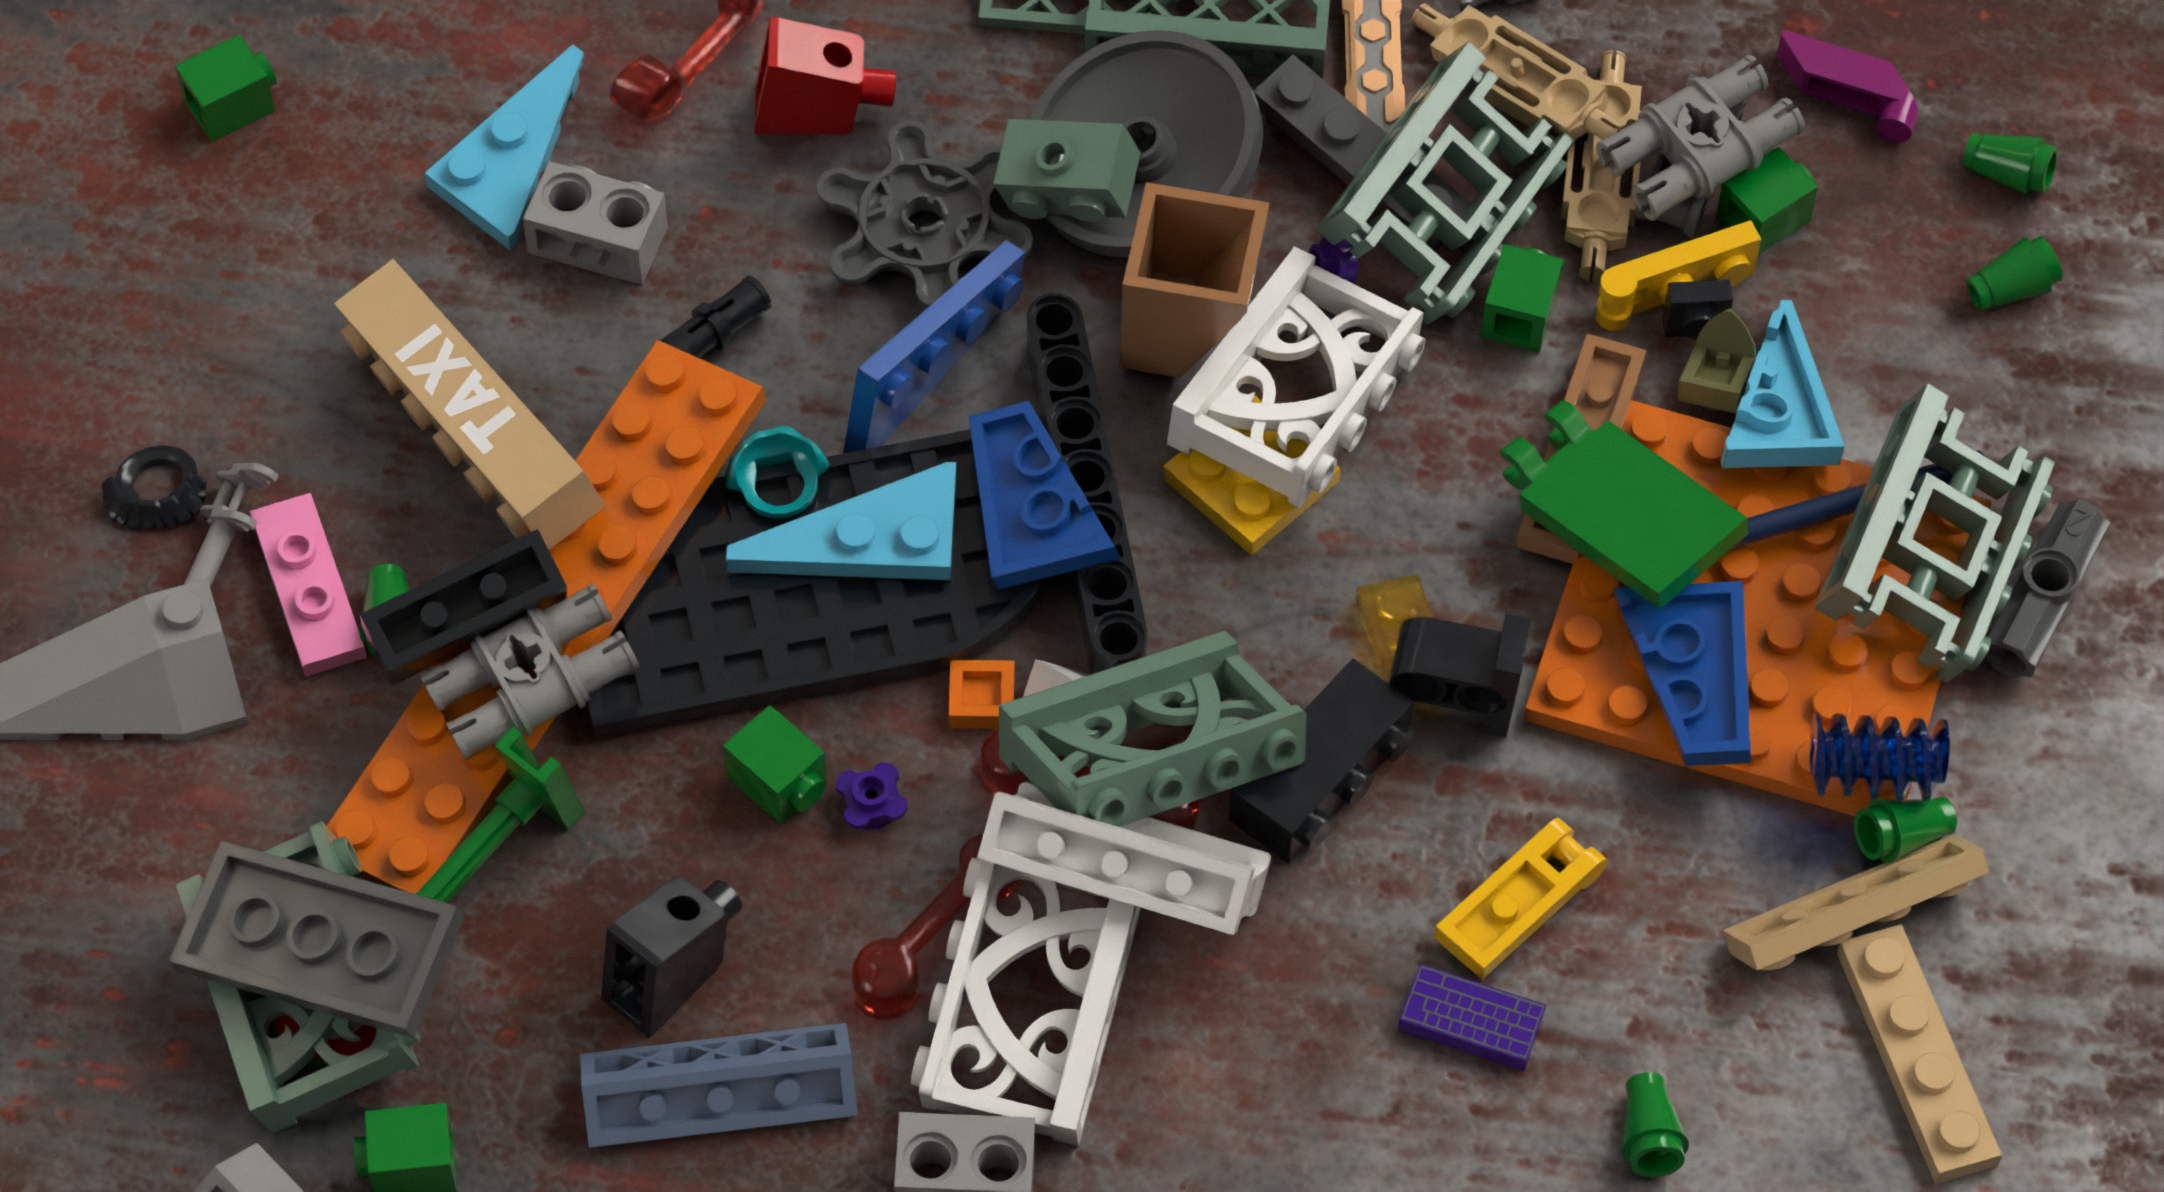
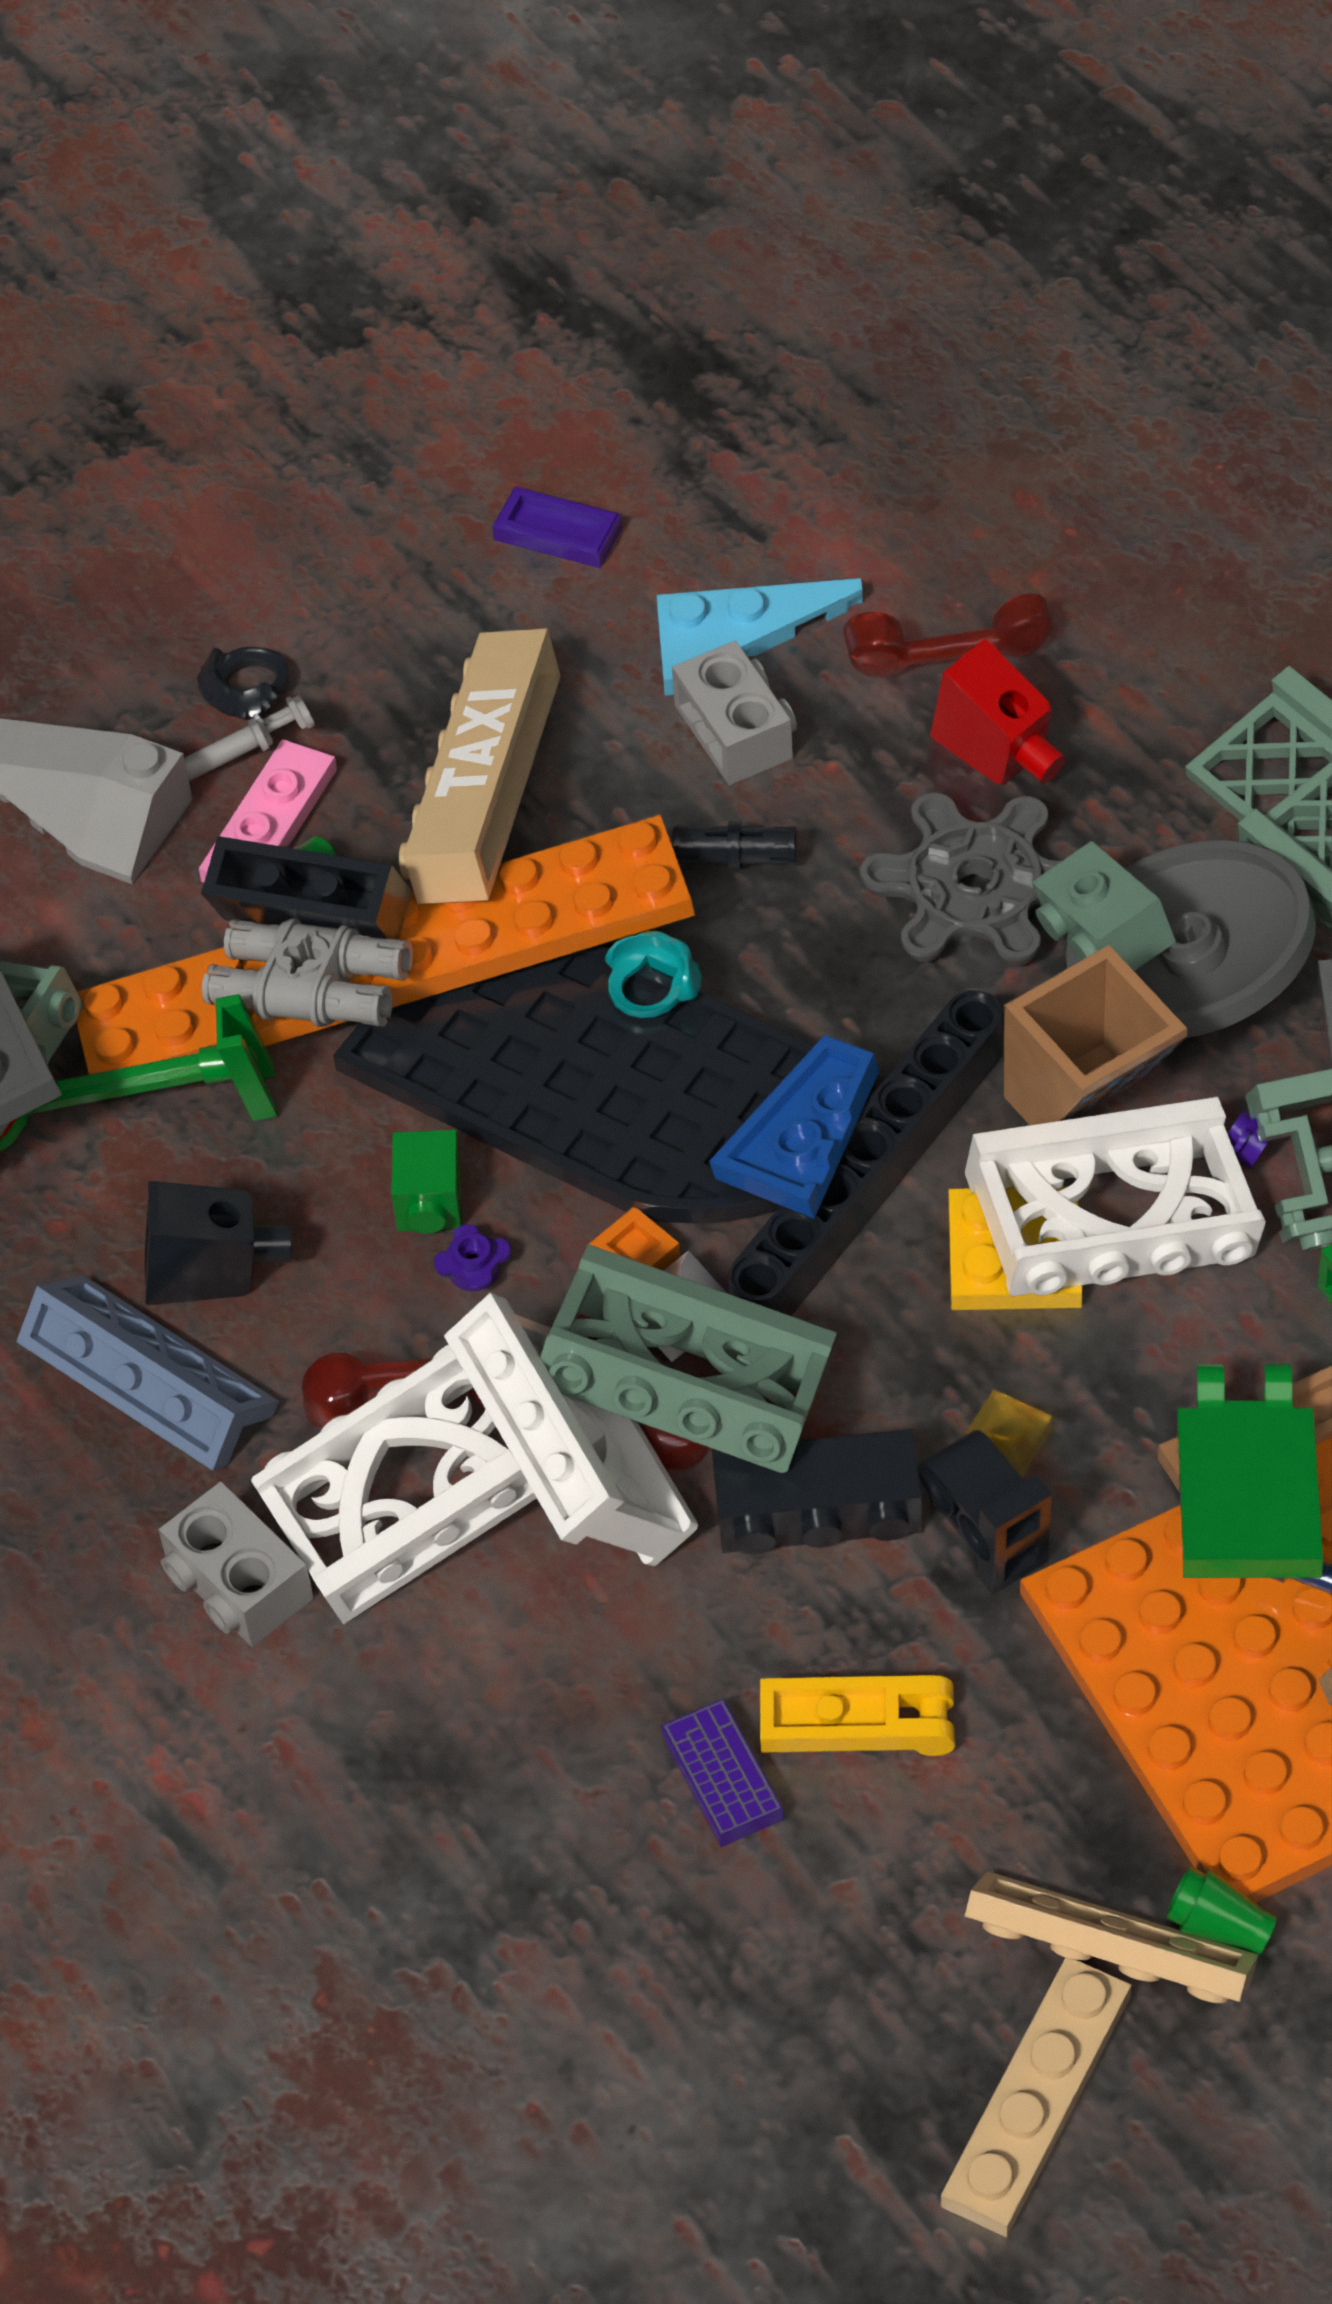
camera: 50 degrees right, 5 degrees down
(227, 87) = (586, 441): green brick -> none
(272, 176) = (557, 527): none -> dark purple tile
(879, 534) = (674, 1074): medium azure wing -> none
(927, 348) = (850, 971): blue wing -> none
(1652, 1130) = (755, 1967): green cone -> none
(1697, 667) = (1174, 1652): blue wing -> none
(1878, 756) = (1229, 1834): clear blue piece -> none

